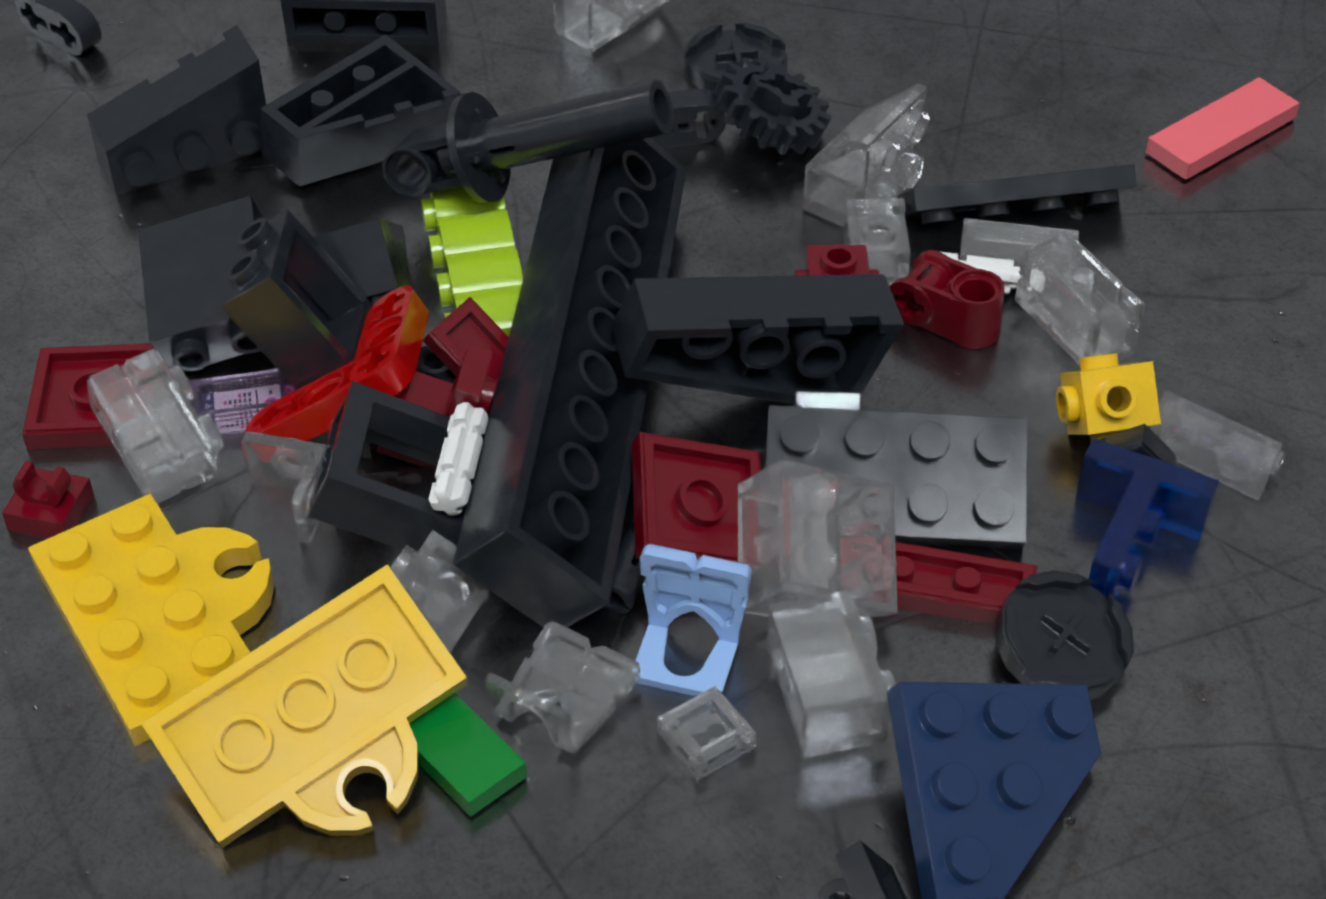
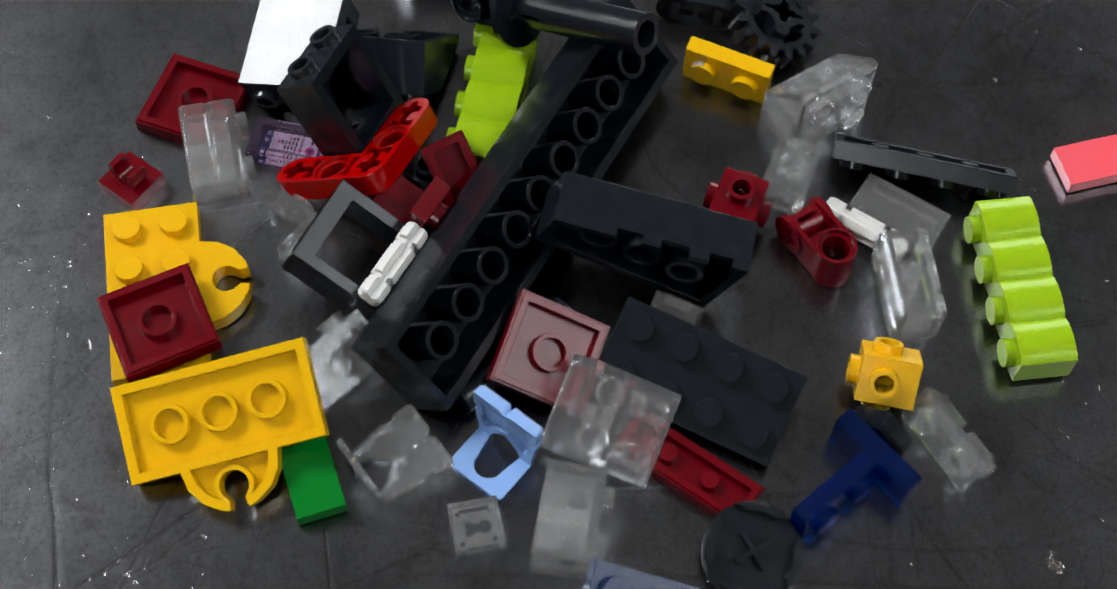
camera: 20 degrees right, 15 degrees up
(169, 633) = (159, 323): none -> dark red tile
(745, 167) = (727, 69): none -> yellow piece
(1204, 278) = (1021, 289): none -> lime brick

